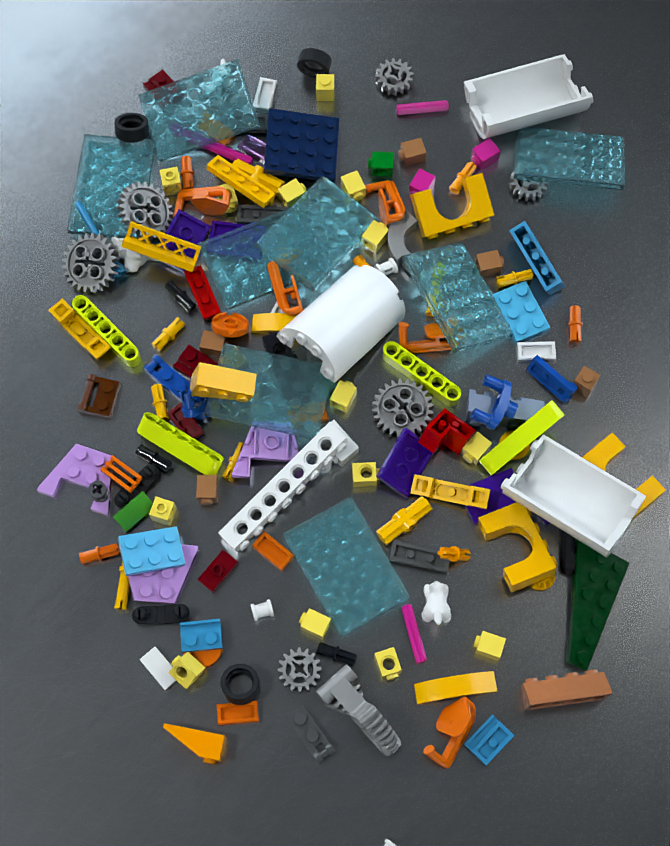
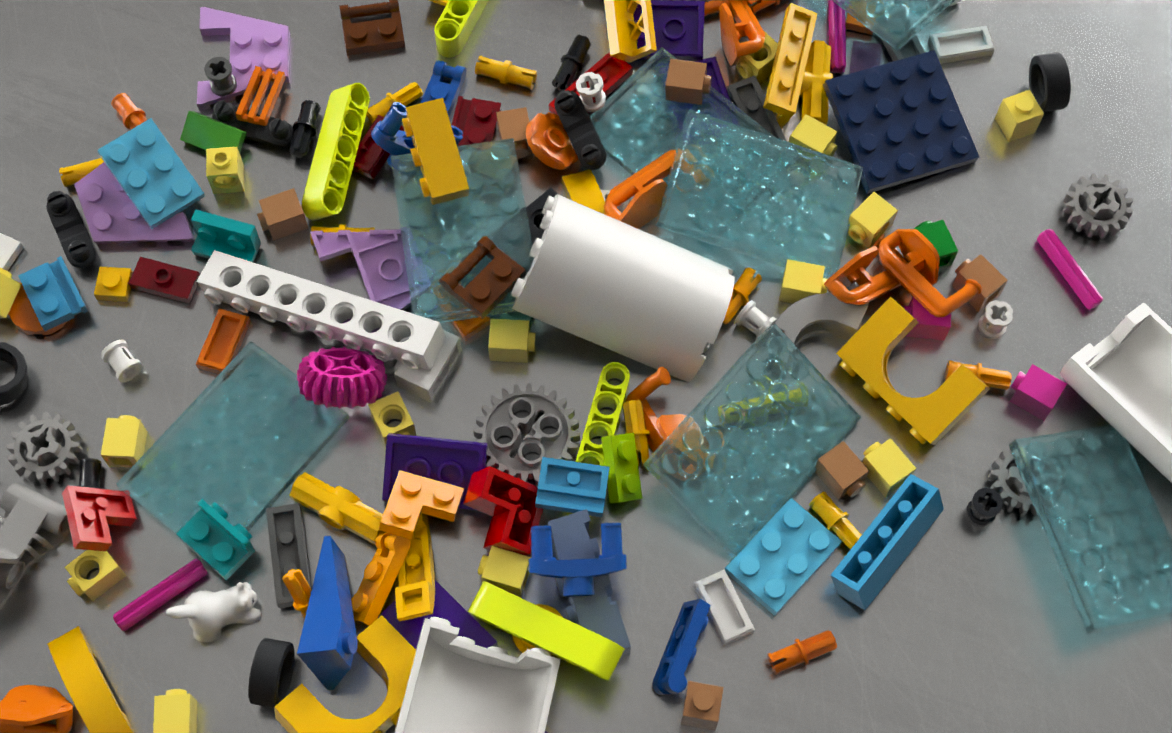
camera: 65 degrees right, 5 degrees down
(207, 288) = (595, 89): none -> white bush
(207, 530) = (225, 236): none -> teal bracket
(207, 601) = (113, 284): none -> yellow plate
(231, 238) = (687, 81): none -> medium nougat brick
(232, 307) = (580, 130): none -> black piece
(315, 387) = (490, 284): none -> reddish brown plate
(332, 489) = (341, 377): none -> dark pink gear
(356, 651) = (91, 512): none -> plate
(395, 174) = (922, 271): none -> orange piece
(399, 589) = (216, 540): none -> teal bracket
(420, 478) = (418, 495): none -> light orange plate
(426, 353) = (635, 424): none -> yellow axle
(438, 154) = (993, 317): none -> white bush
(440, 365) = (623, 475): none -> lime plate
(449, 393) = (572, 486): none -> dark azure plate
(454, 513) = (379, 577): none -> light orange plate
(482, 544) = (329, 623): none -> blue wedge
(487, 585) = (271, 672): none -> black tyre
(496, 240) = (887, 466): none -> light yellow brick
(535, 207) = (993, 506): none -> black bush

